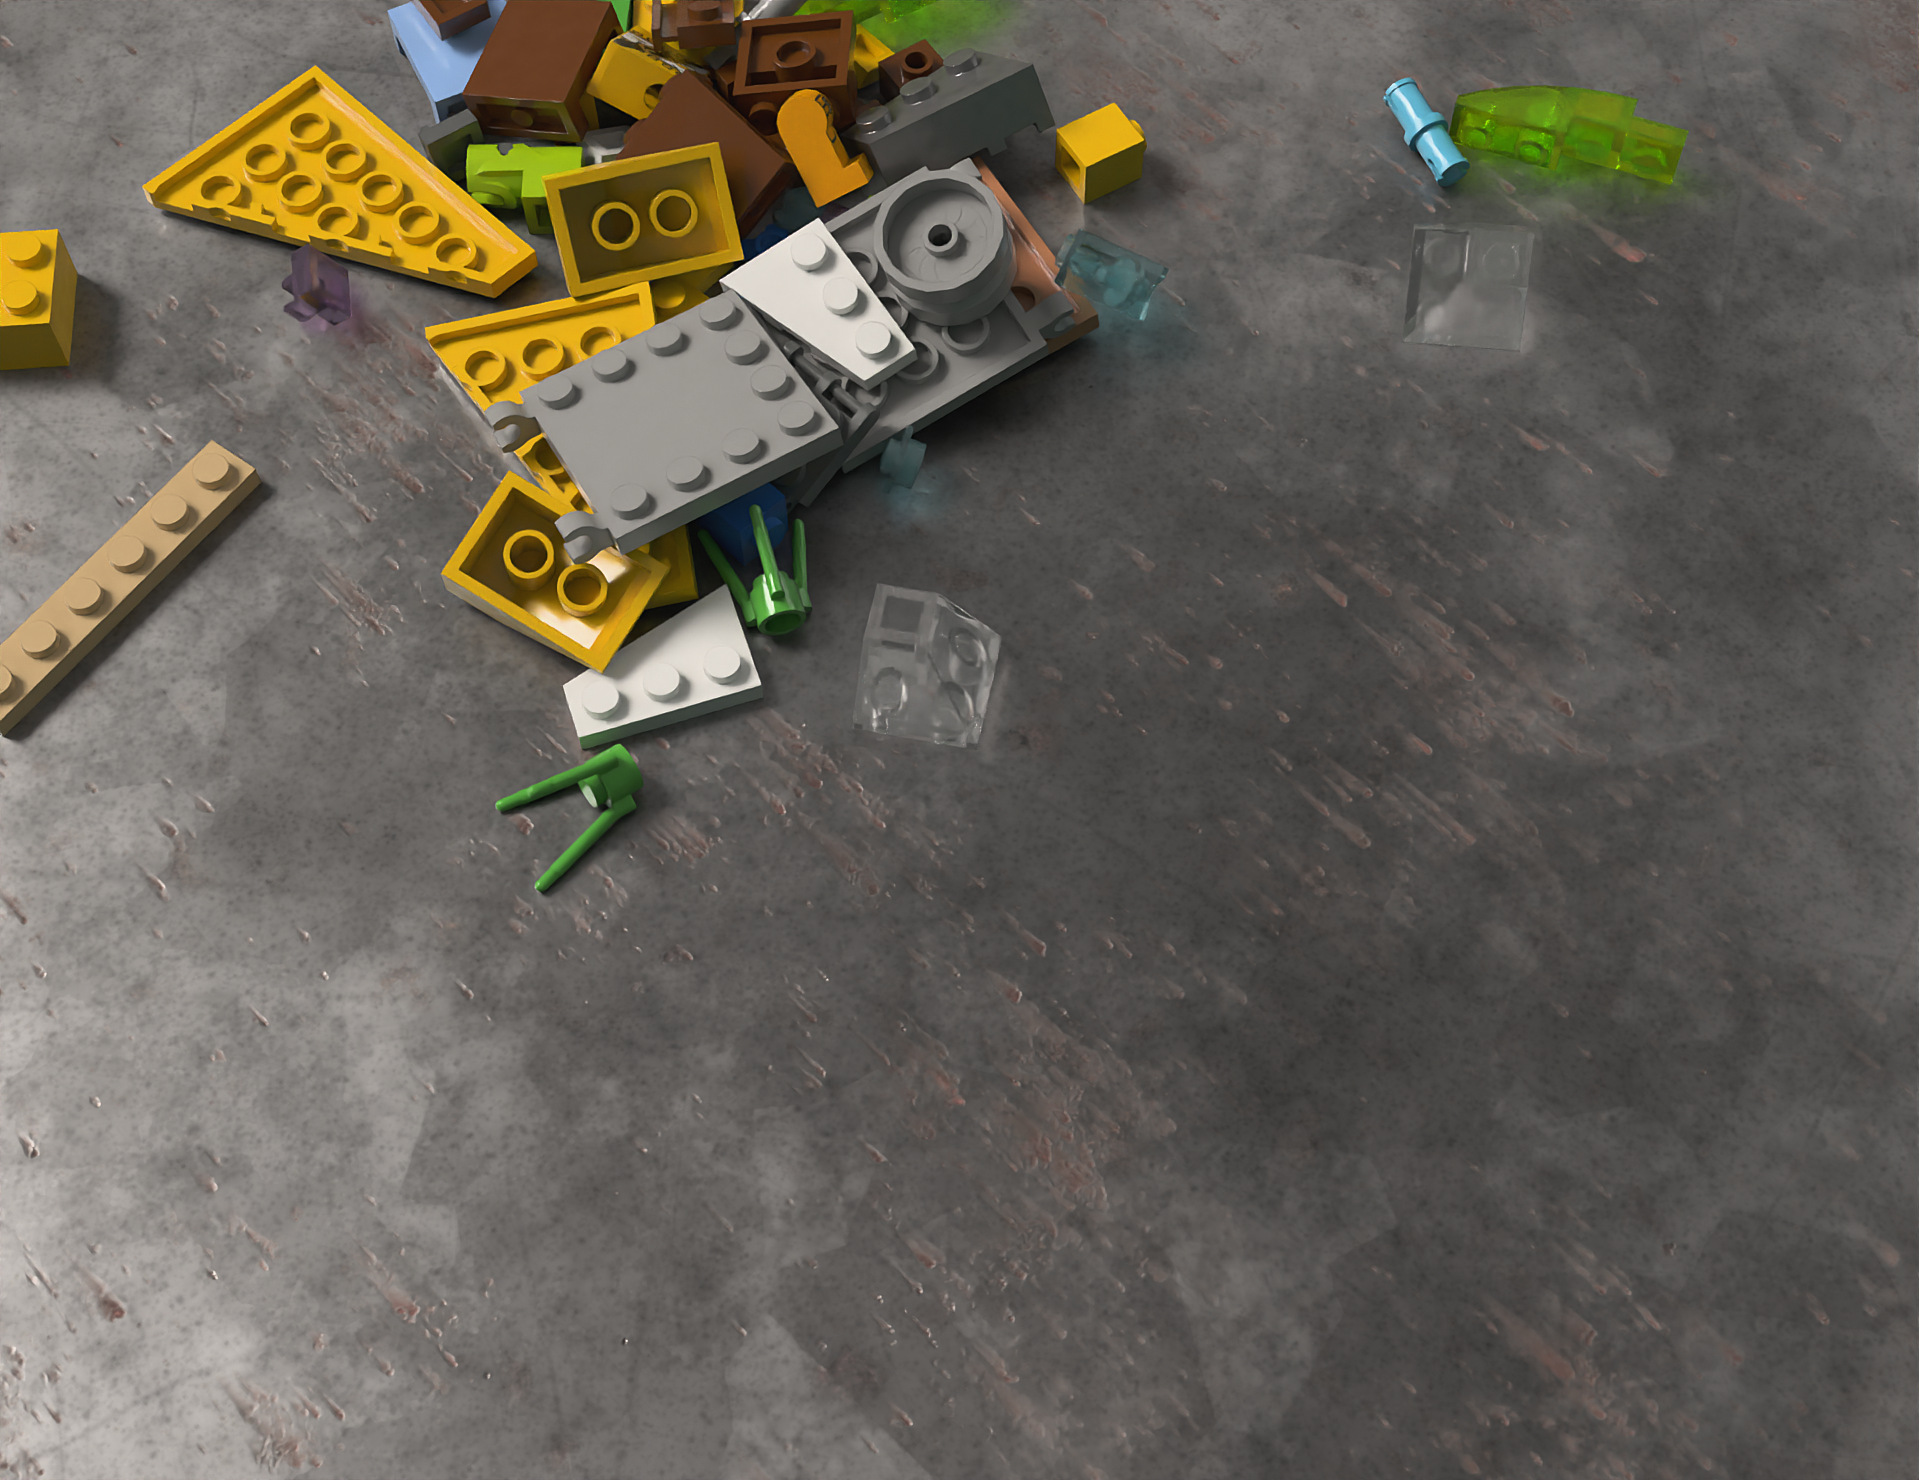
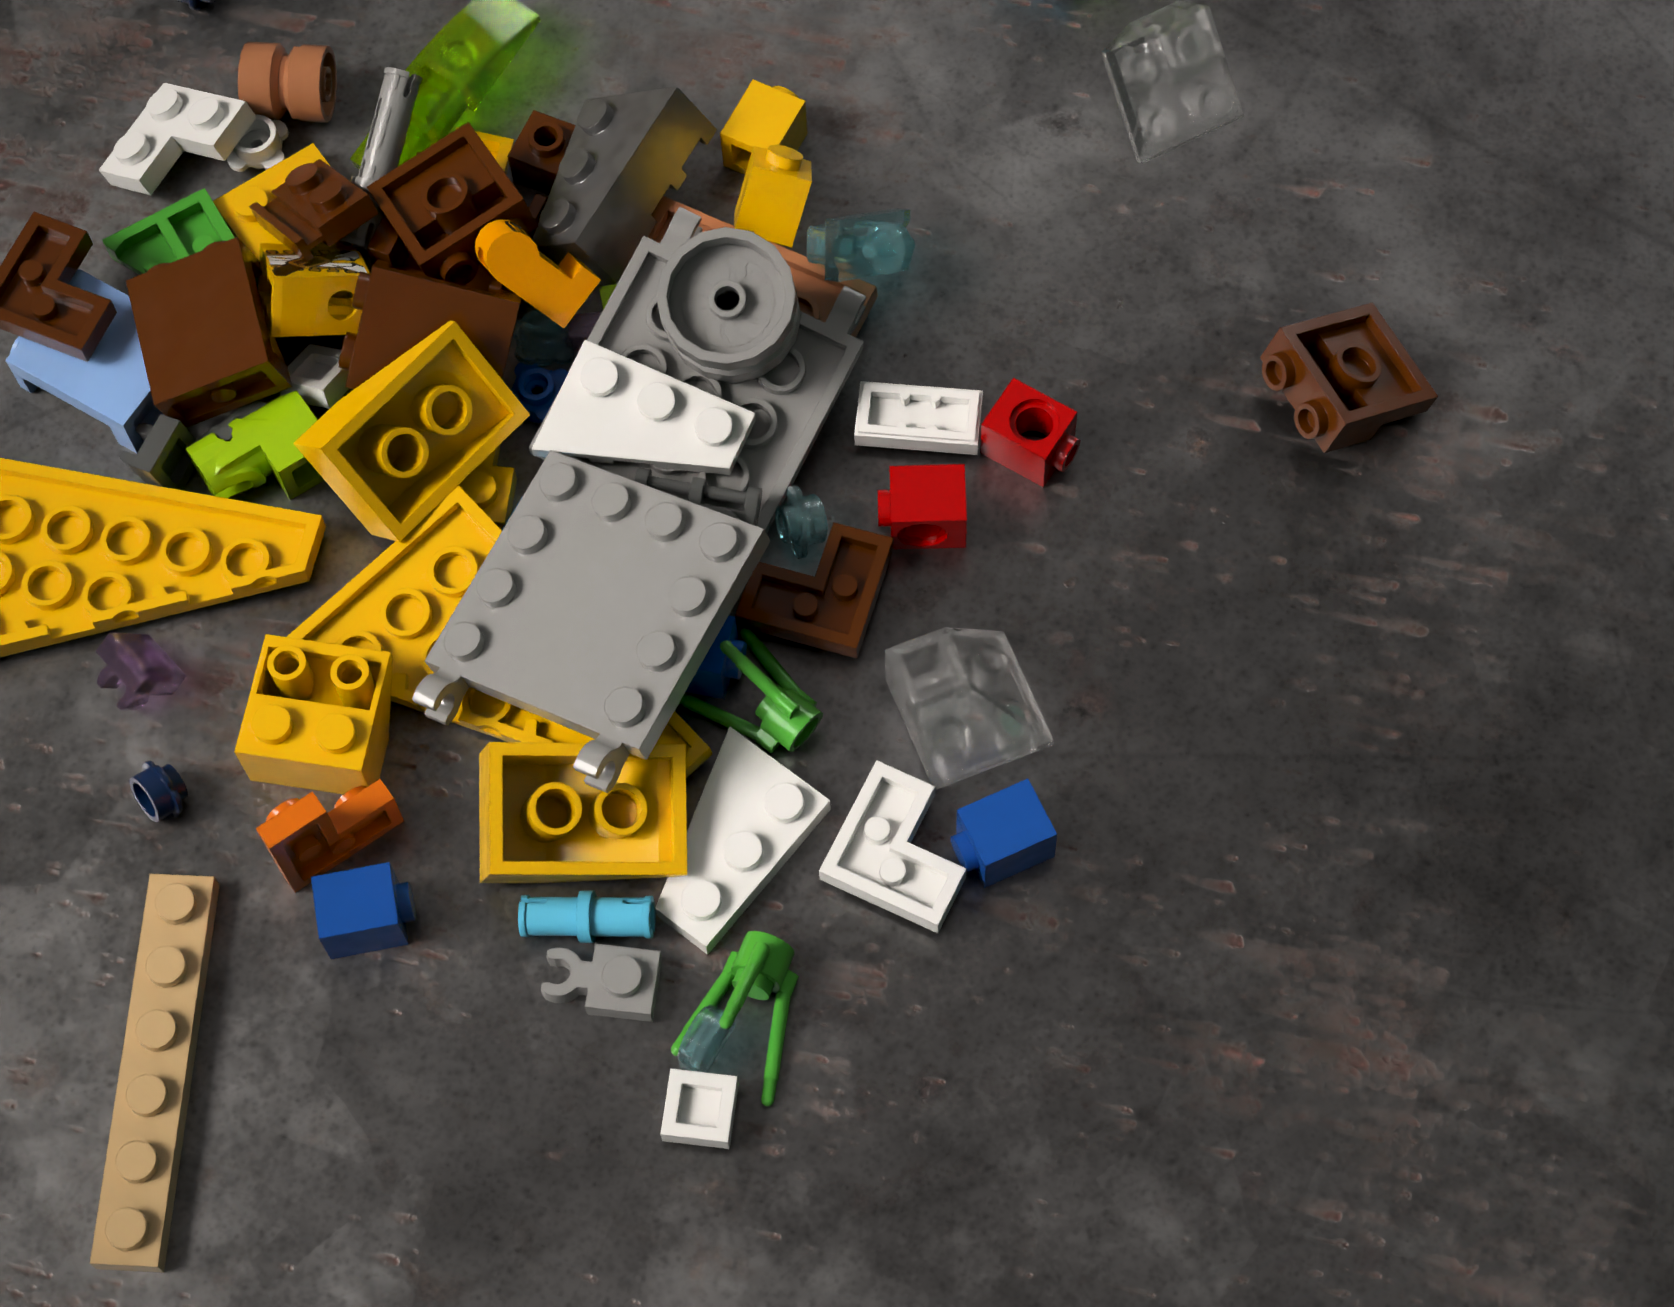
camera: 30 degrees left, 5 degrees up
(265, 385) = (159, 791): none -> dark blue plate
(340, 555) = (362, 910): none -> blue brick
(343, 488) = (311, 841): none -> orange plate
(415, 394) = (316, 715): none -> yellow slope
(479, 856) = (699, 1108): none -> white plate
(489, 726) = (616, 982): none -> light grey plate
(506, 661) = (587, 916): none -> medium azure pin
(517, 813) = (703, 1040): none -> clear light blue tile
(766, 750) = (876, 853): none -> white plate
(876, 539) = (826, 608): none -> reddish brown plate
(877, 790) = (1004, 834): none -> blue brick
(1010, 505) = (925, 506): none -> red brick
(1059, 436) = (918, 418): none -> white plate
(1064, 197) = (774, 194): none -> yellow brick
(1139, 474) = (1025, 410): none -> red brick
(1443, 596) = (1345, 376): none -> reddish brown plate

